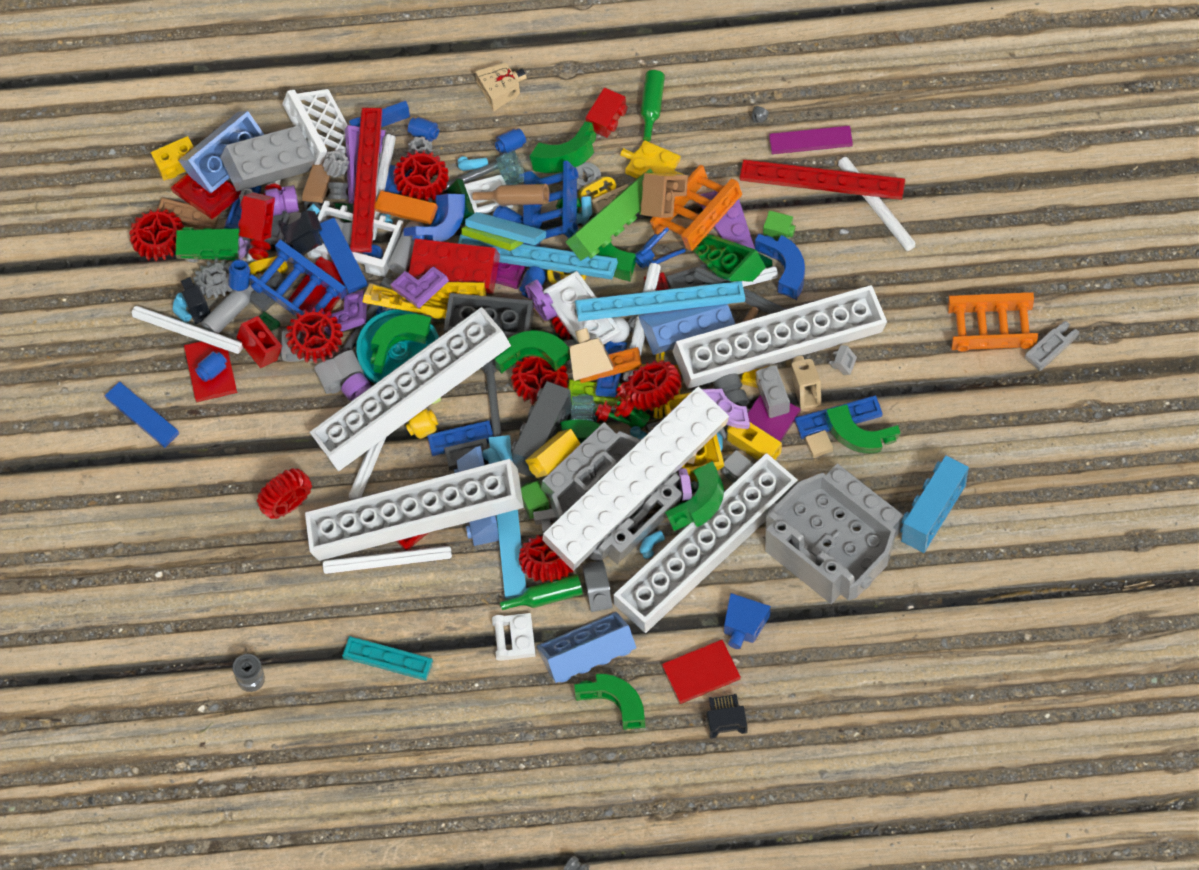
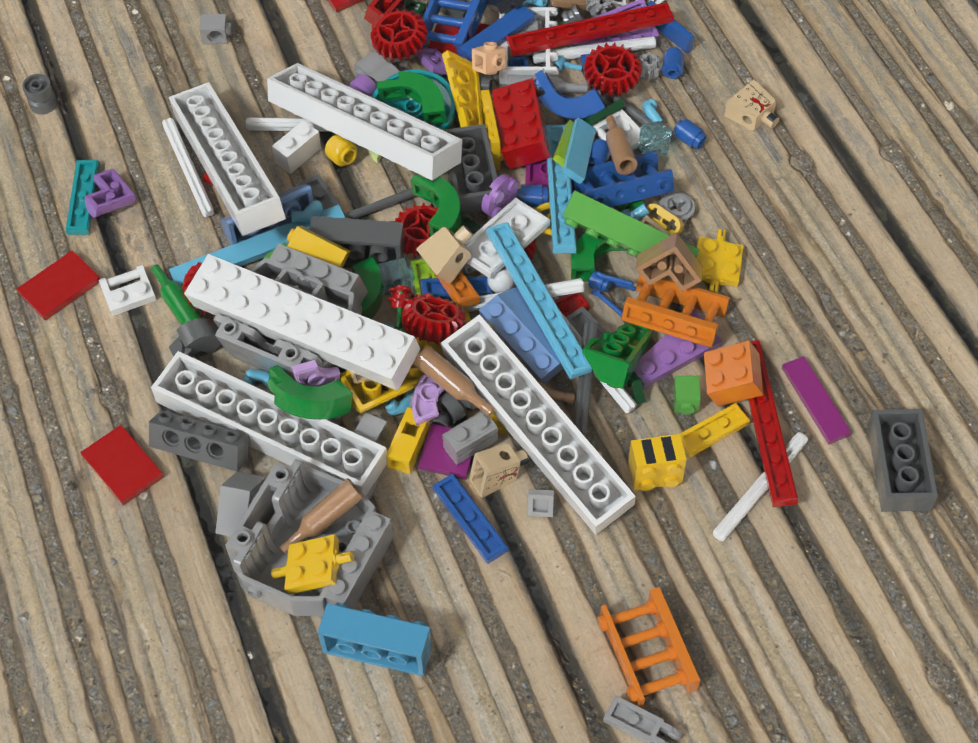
camera: 70 degrees right, 5 degrees down
(222, 501) = (214, 29): none -> light grey brick
(284, 493) = (228, 64): red gear -> none
(376, 268) = (489, 58): none -> light nougat brick
(402, 625) = (112, 196): none -> medium lavender brick
(404, 459) = (296, 147): none -> white brick
(405, 207) = (573, 69): orange tile -> none
(420, 290) = (478, 96): medium lavender plate -> none
(459, 435) = (338, 186): blue tile -> none
(486, 694) = (58, 285): none -> red tile
(550, 158) = (696, 184): green arch -> none
(587, 647) = (122, 350): medium blue slope -> none
(606, 112) = (760, 202): red brick -> none
(618, 692) = (74, 400): green arch -> none
(651, 100) = (793, 238): green piece -> none
(705, 599) = (199, 440): none -> dark grey brick
(725, 716) = (70, 499): black piece -> none
(729, 381) = (450, 378): none -> medium nougat piece
(744, 620) = (187, 486): blue torso -> none
(759, 114) = (823, 341): dark grey hinge -> none
(775, 185) = (733, 373): none -> orange brick
(779, 577) = (234, 500): none -> light grey brick
(790, 257) = (644, 421): blue arch -> none
(814, 221) = (713, 429): none -> yellow tile
(816, 510) = (326, 513): none -> medium nougat piece
(819, 444) = (429, 507): tan tile -> none
(841, 264) = (657, 462): none -> yellow brick
(855, 438) = (442, 532): green arch -> none
(859, 531) = (312, 564): none -> yellow plate
(890, 98) = (902, 460): none -> dark grey brick

